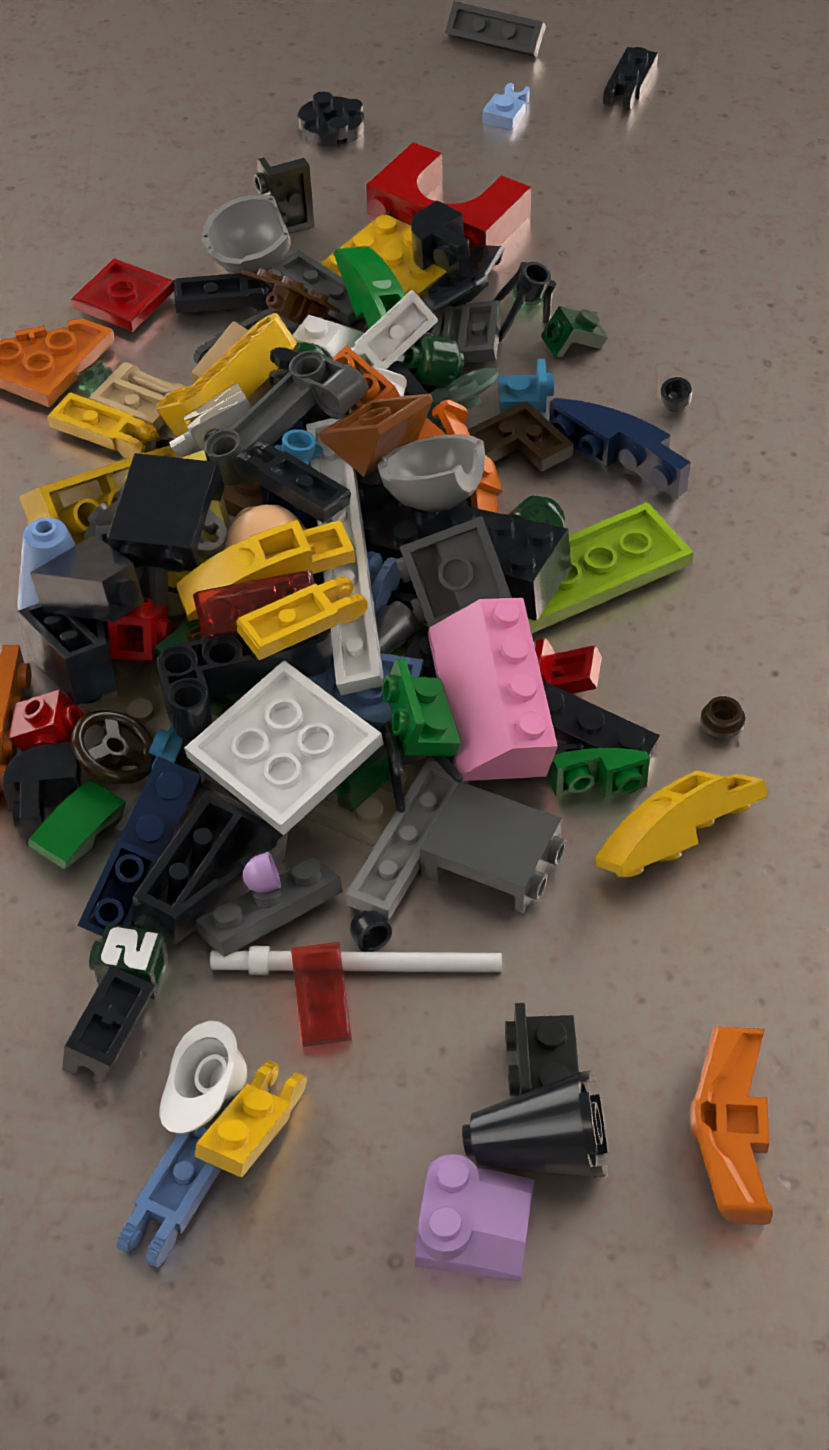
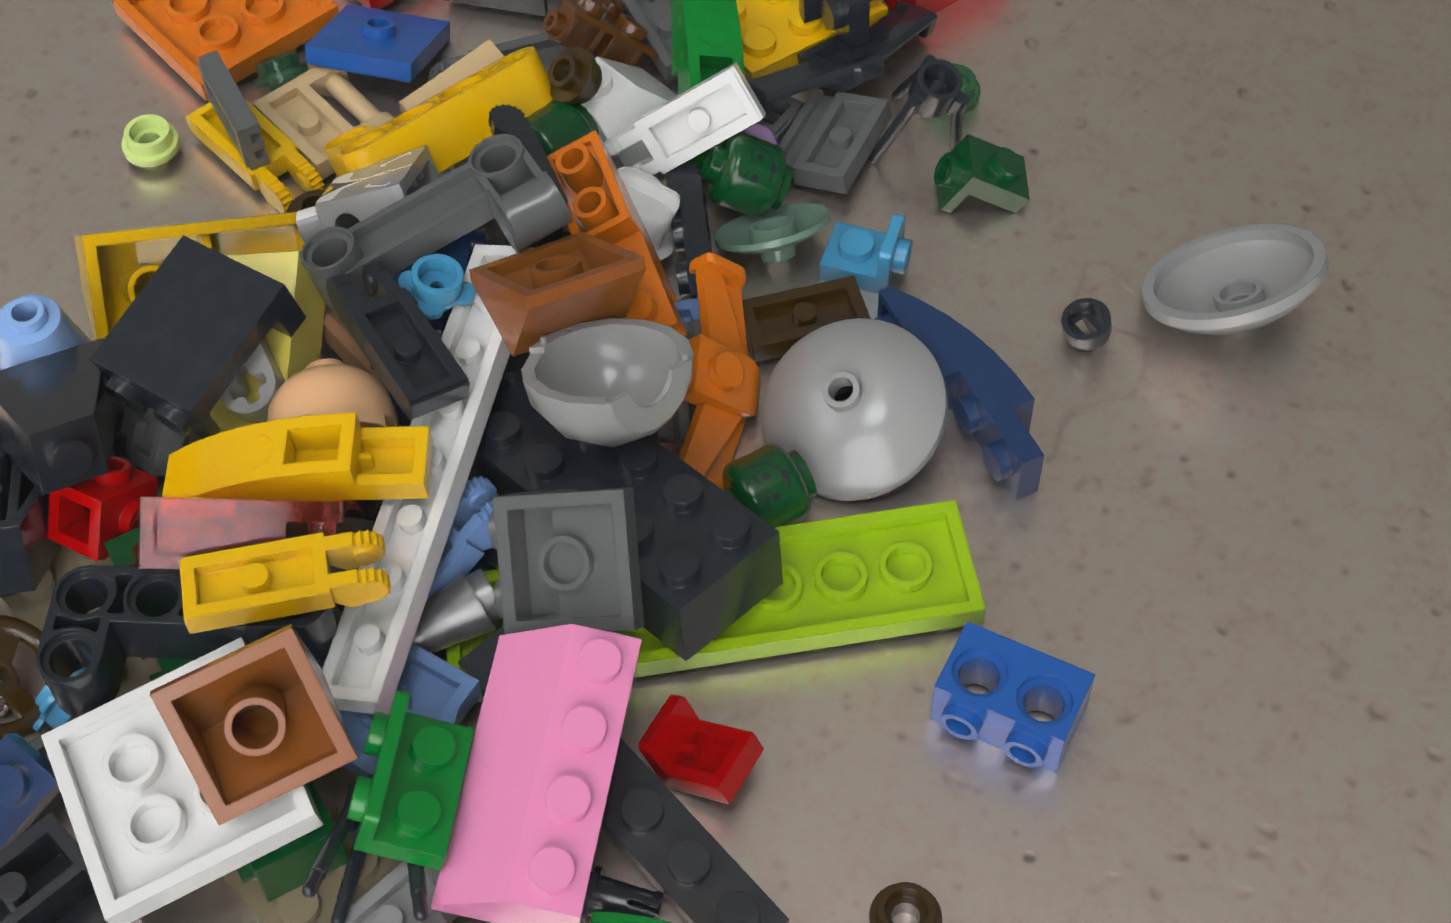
camera: 20 degrees right, 5 degrees up
(27, 438) = (149, 141): none -> yellowish green plate
(86, 400) = (232, 110): none -> dark grey tile
(151, 345) = (377, 43): none -> blue plate
(313, 328) = (574, 76): none -> dark brown plate
(328, 690) = (255, 723): none -> dark orange slope
(580, 483) = (876, 434): none -> light grey dish
(729, 592) = (1019, 683): none -> blue brick
(754, 346) = (1235, 278): none -> light grey dish

